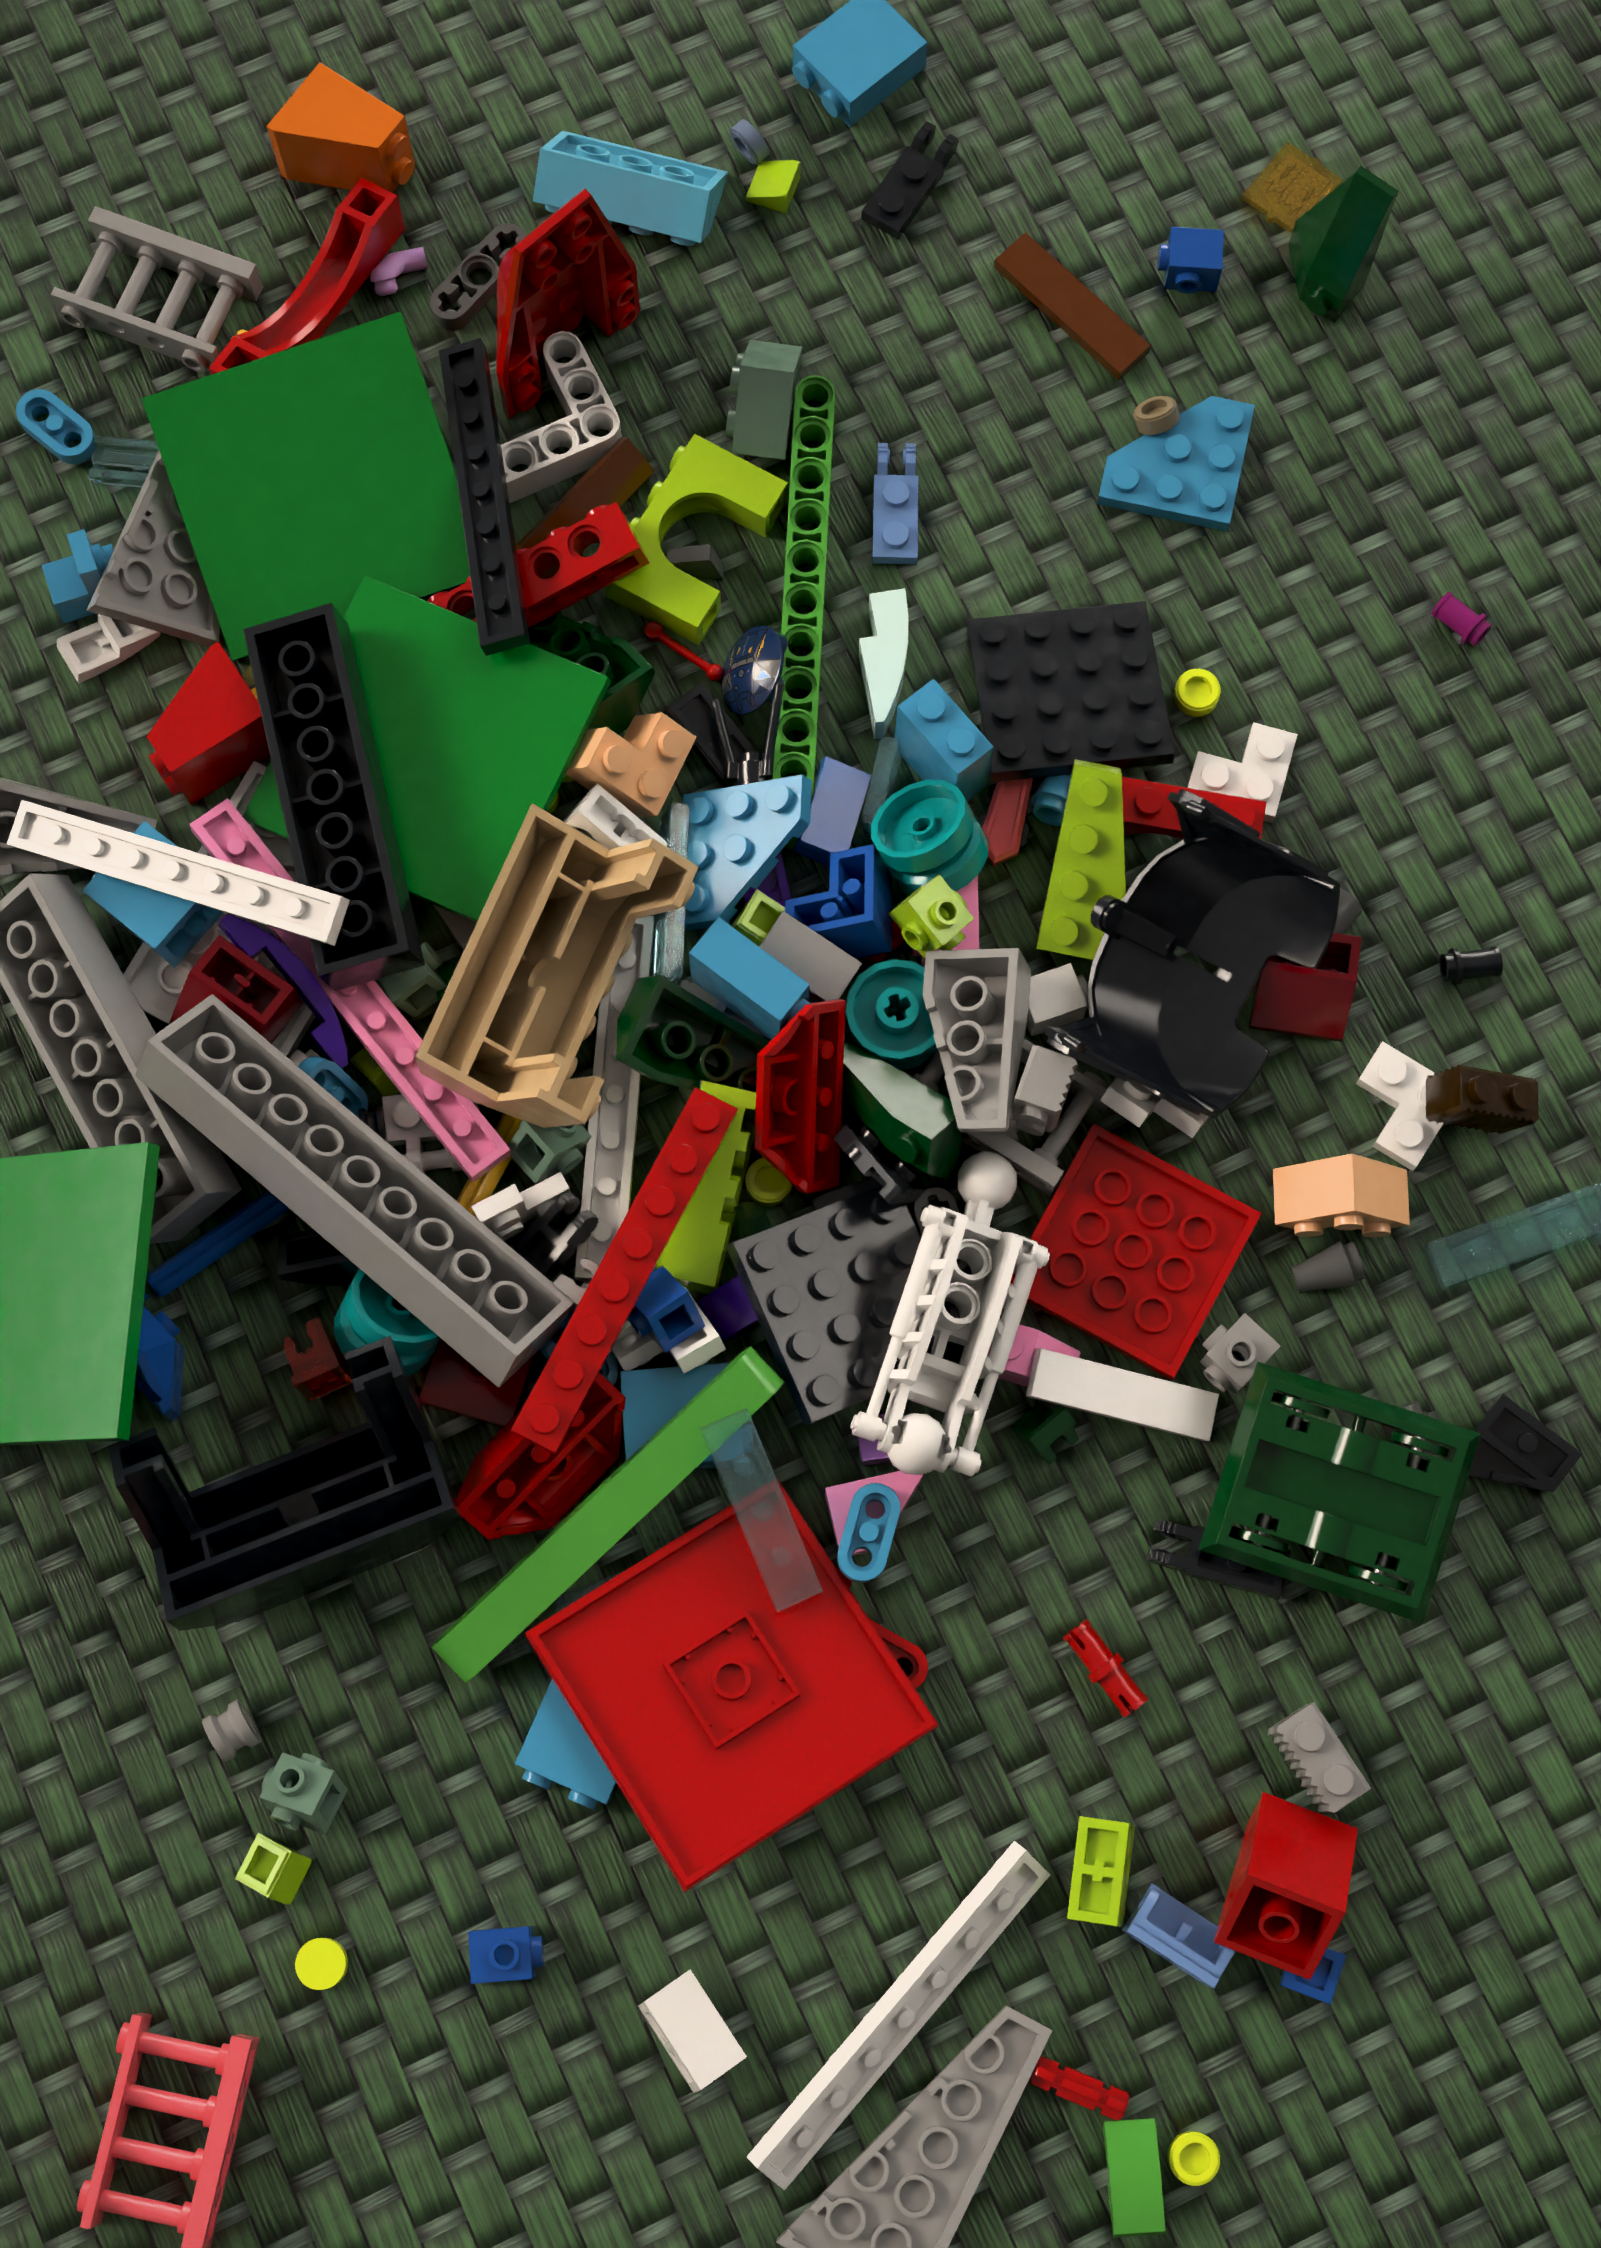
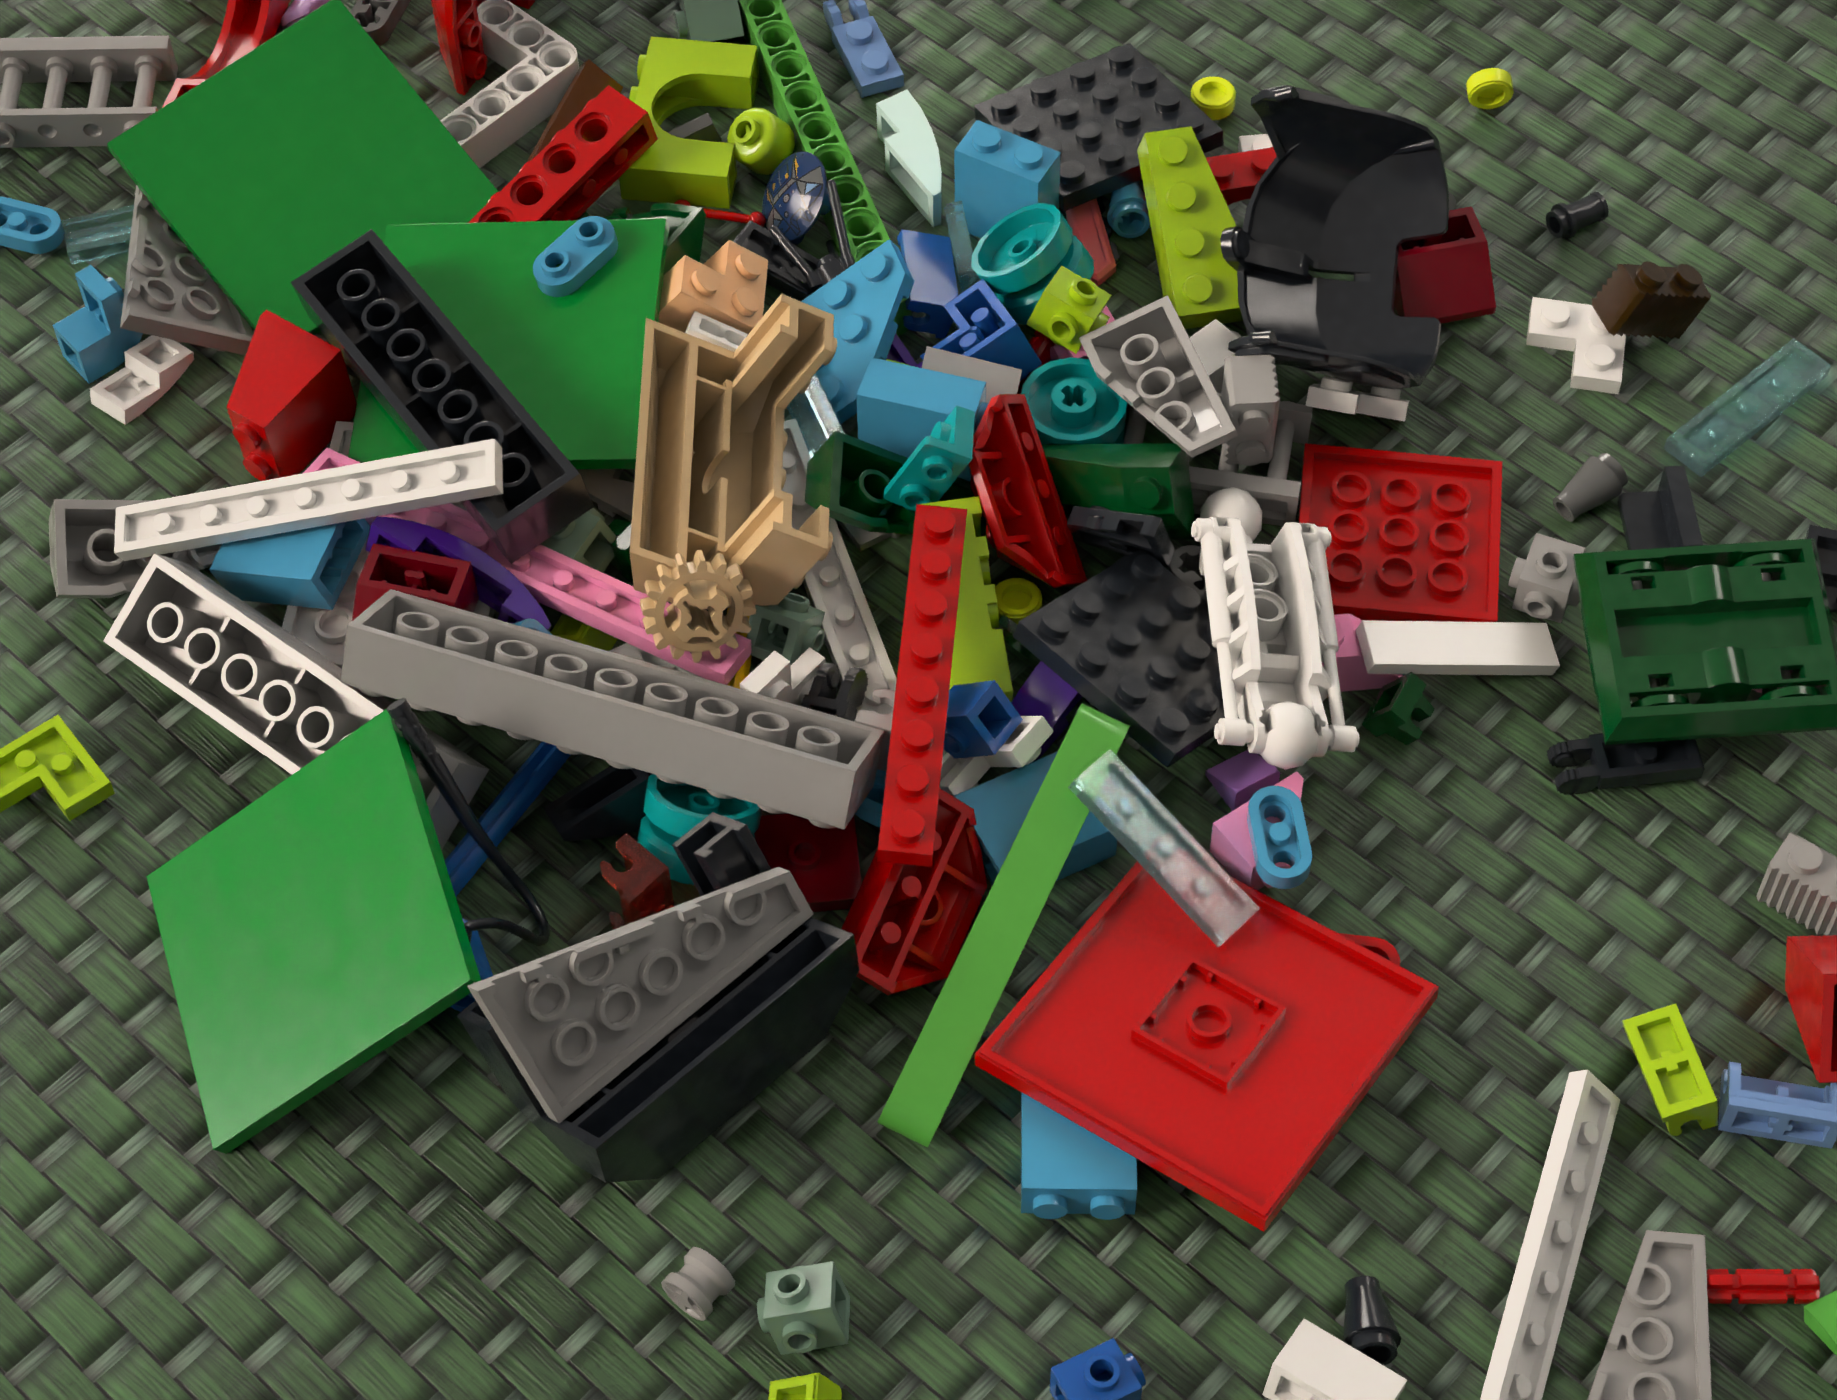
camera: 20 degrees left, 20 degrees down
(177, 1206) = (443, 780): none -> black piece
(226, 1489) = (610, 999): none -> light grey wing
(462, 1119) = (703, 586): none -> tan gear
(484, 498) = (480, 131): black plate -> none
(512, 690) = (578, 254): none -> dark azure plate
(734, 1045) = (934, 462): none -> teal bracket
(745, 1988) = (1369, 1321): none -> black cone
(748, 593) = (761, 140): none -> lime head
(1105, 1668) = (1570, 893): red pin -> none
(1341, 1194) = (1563, 412): light nougat brick -> none
(1372, 1334) = (1662, 516): none -> black panel
(1460, 788) = (1489, 88): none -> neon yellow tile

